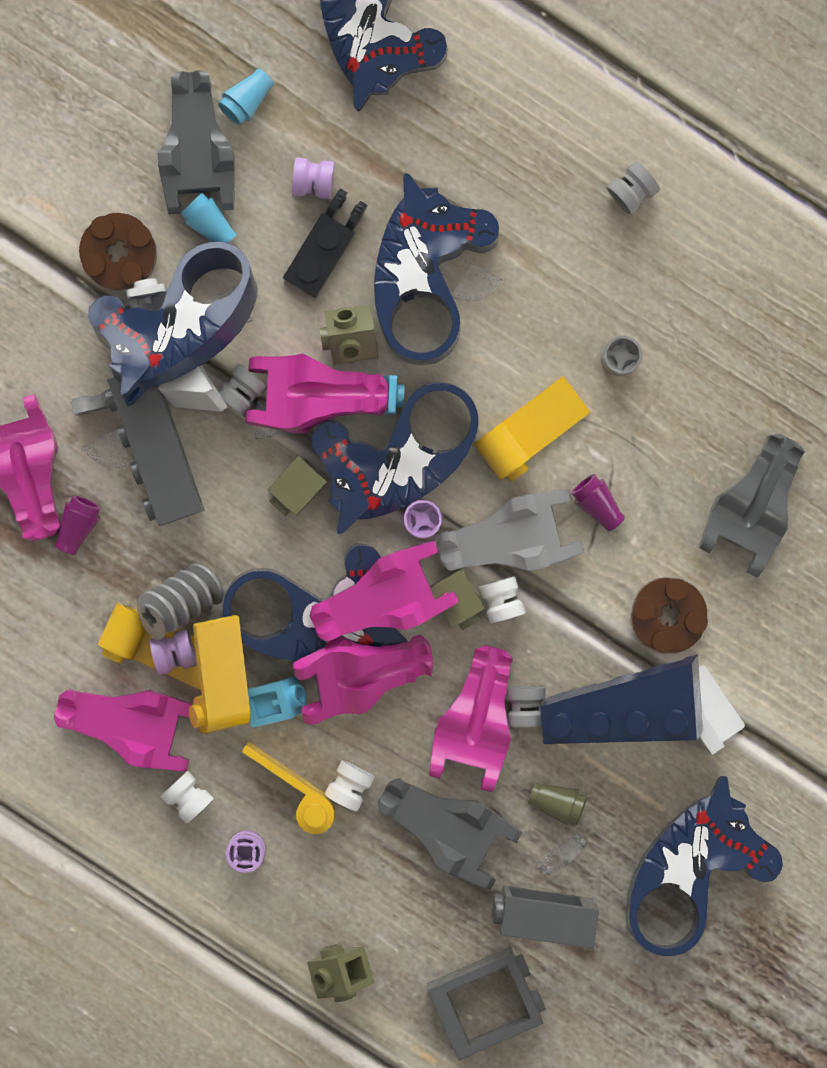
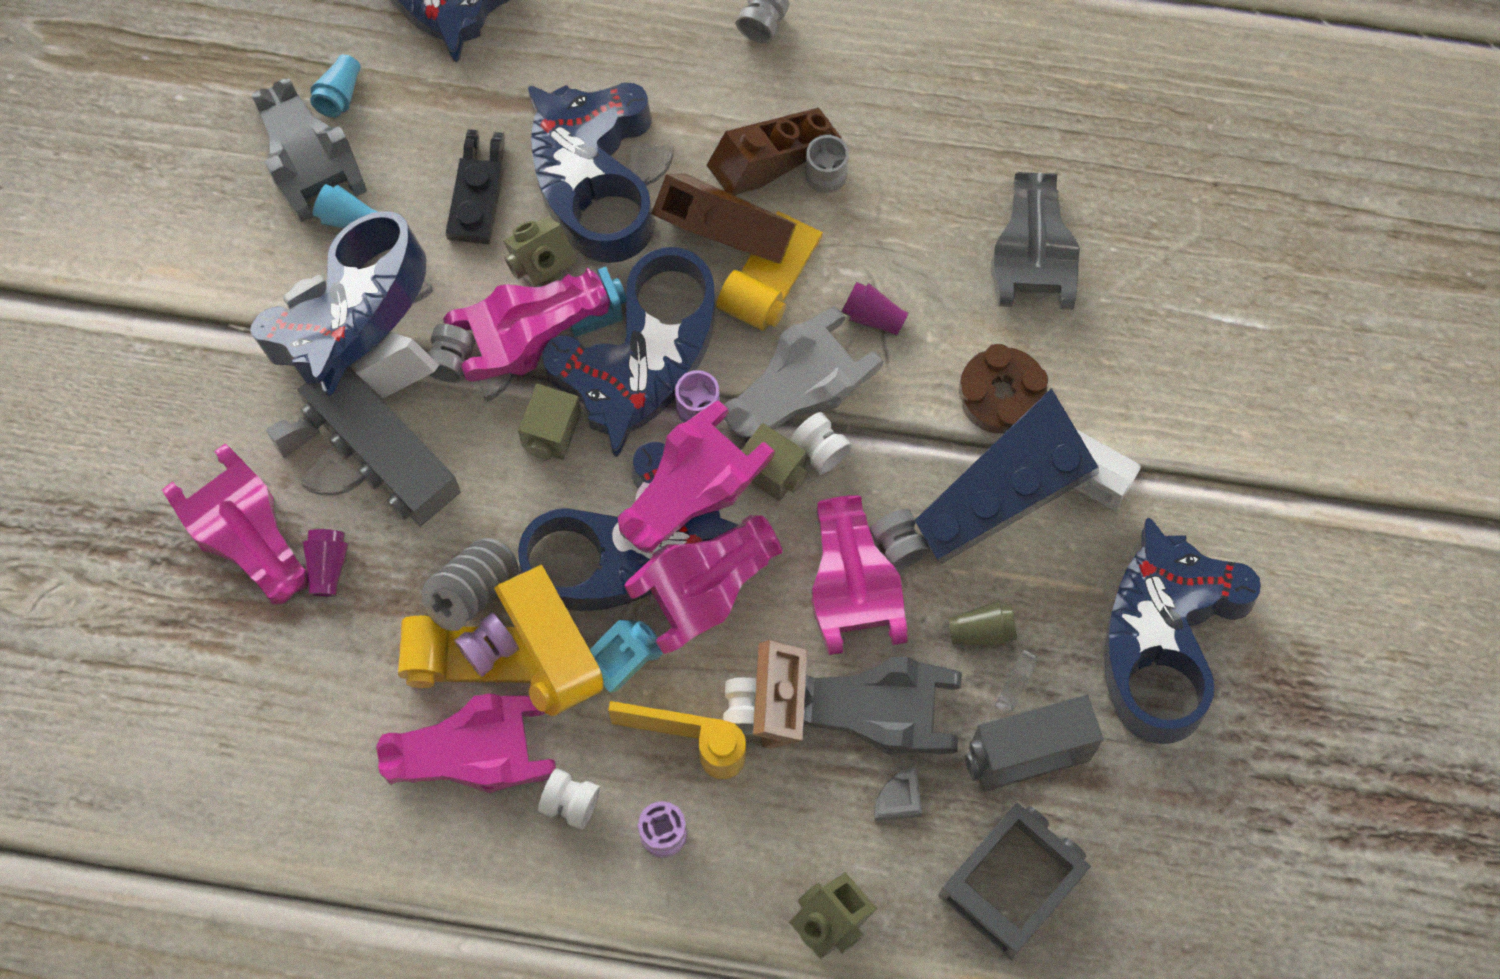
camera: 25 degrees left, 20 degrees down
(105, 233) = (248, 260): reddish brown plate -> none
(312, 178) = (427, 131): lavender wheel -> none
(376, 793) = (780, 694): none -> medium nougat panel
(432, 900) = (899, 797): none -> light grey tile
(510, 370) = (722, 217): none -> reddish brown slope
(583, 321) = (766, 150): none -> reddish brown slope

